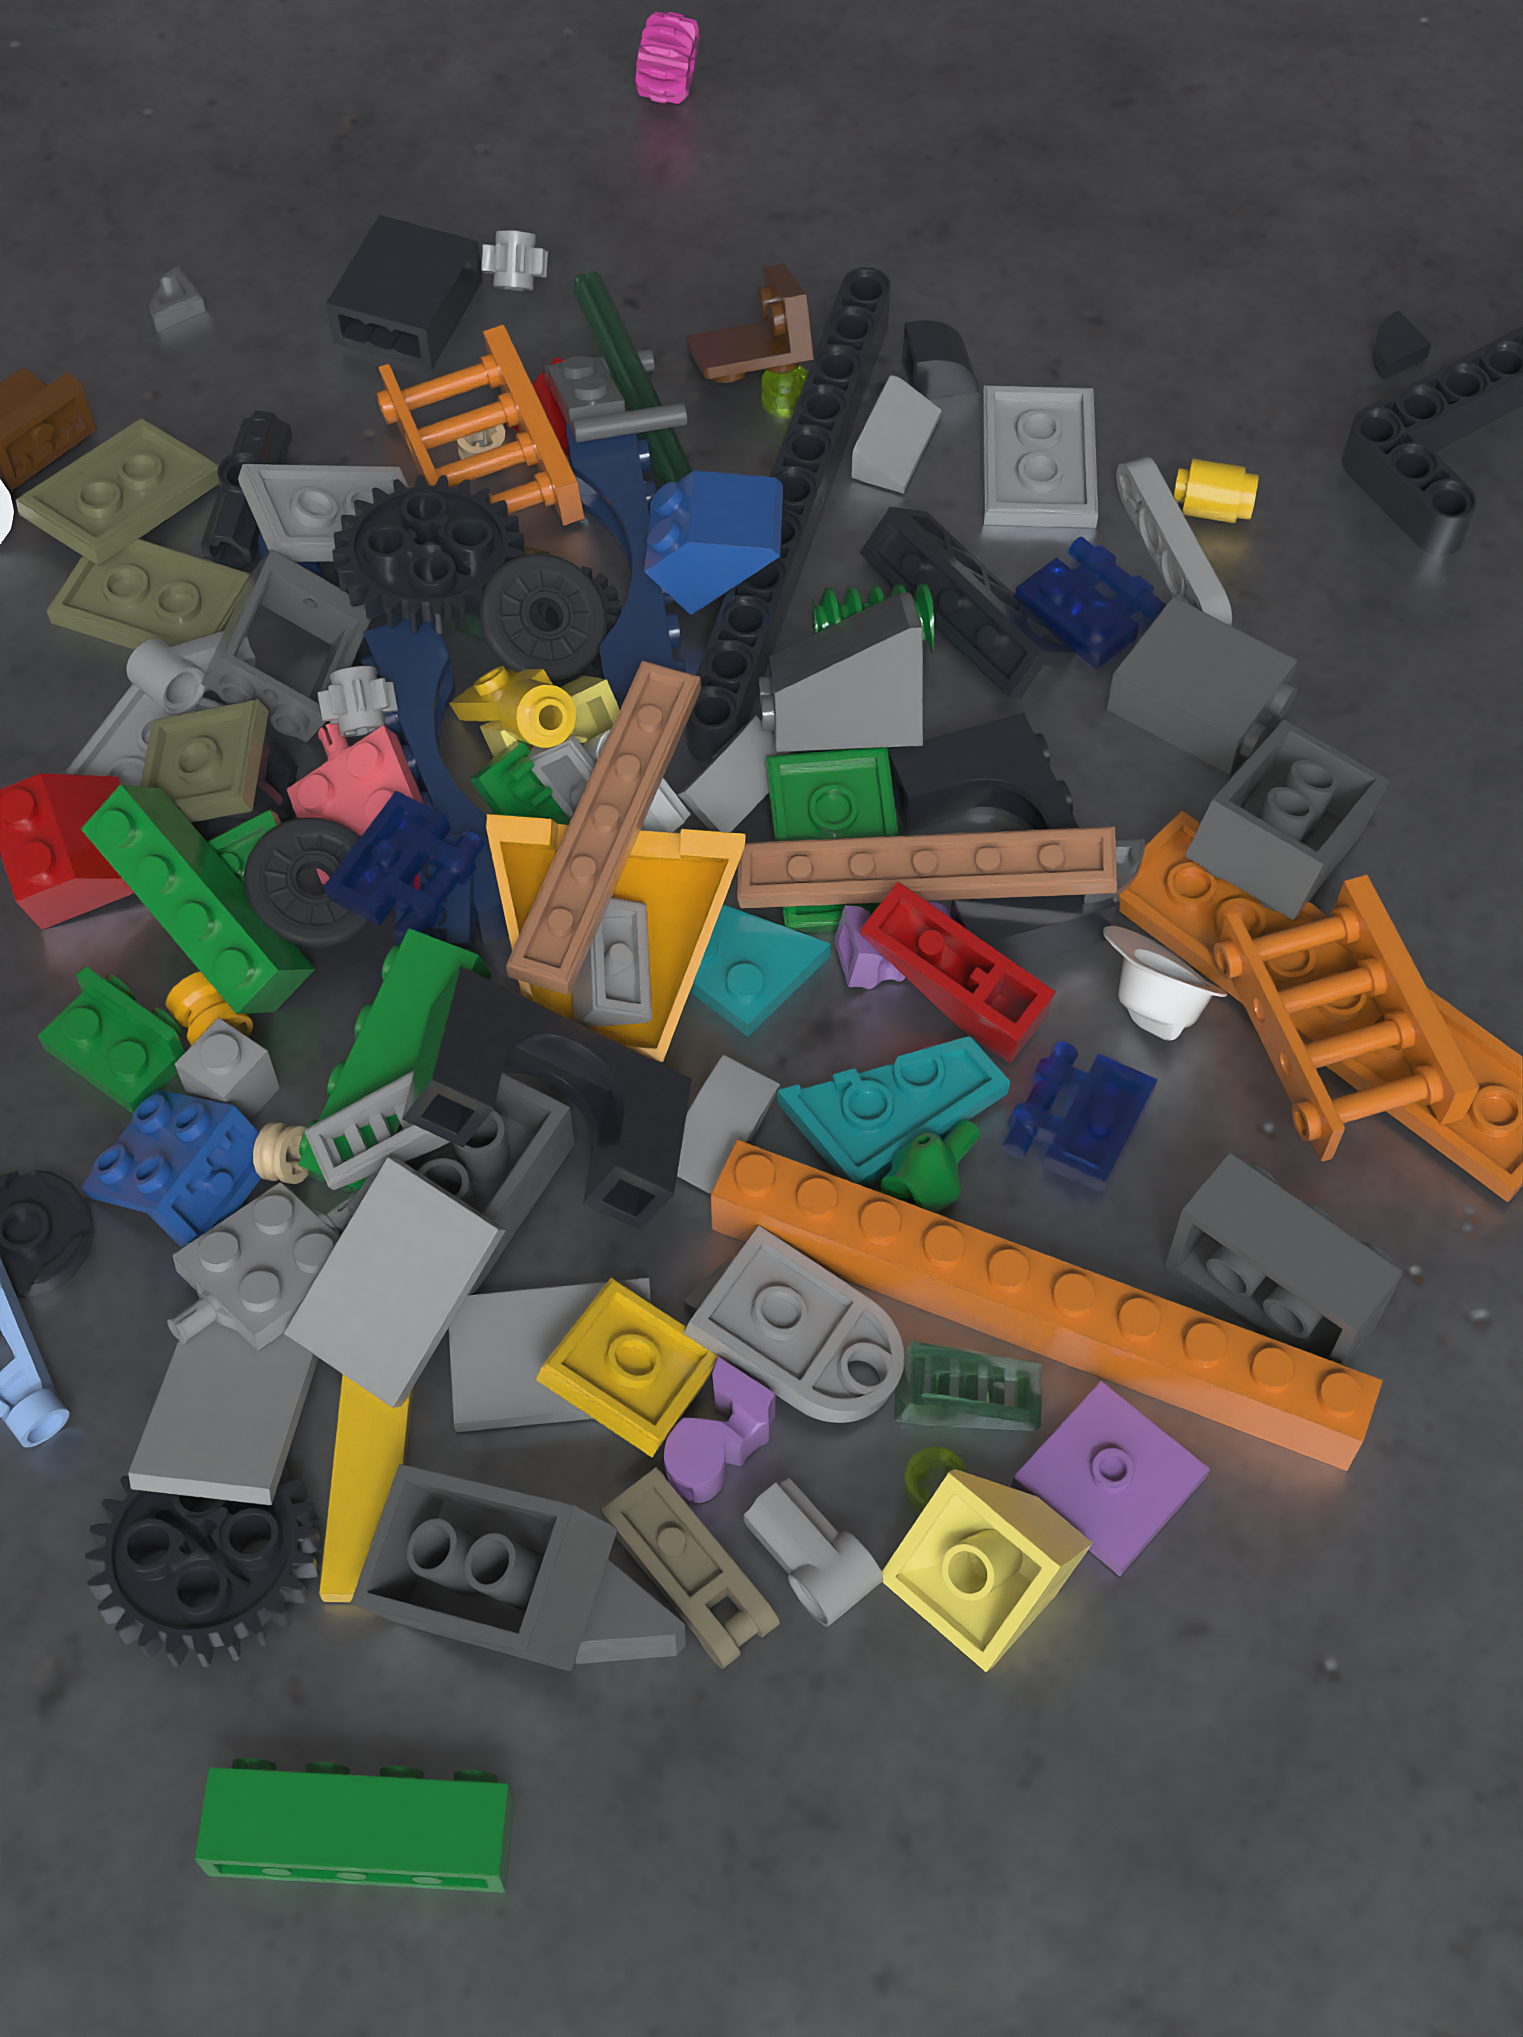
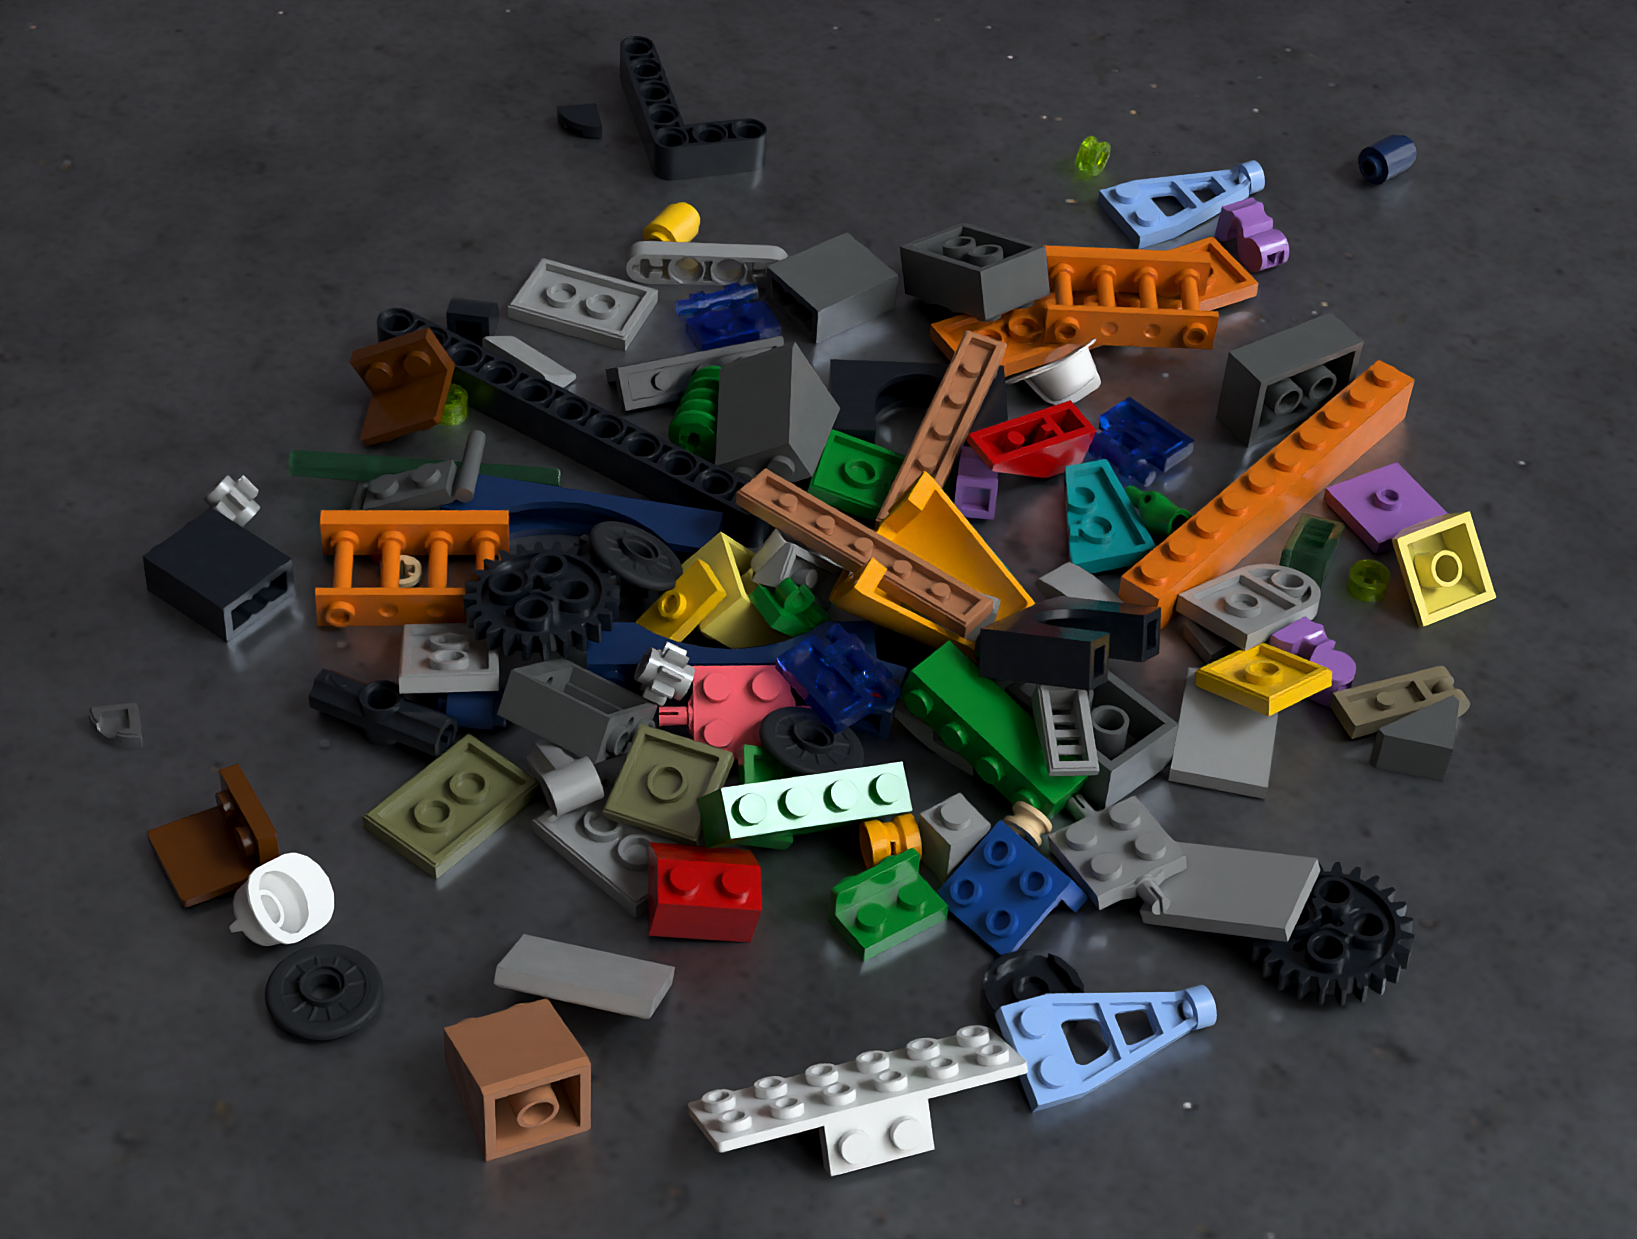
camera: 75 degrees left, 15 degrees down
(119, 491) = (333, 794): olive tile -> none
(356, 1826) = (1542, 897): green brick -> none
(366, 1457) = (1235, 826): yellow tile -> none
(394, 1282) = (1176, 763): light grey tile -> none
(485, 1566) = (1399, 766): dark grey brick -> none
(521, 708) = (755, 557): yellow brick -> none
(667, 57) = (71, 358): dark pink gear -> none
(712, 534) = (603, 450): blue slope -> none
(823, 1567) = (1416, 637): light grey piece -> none

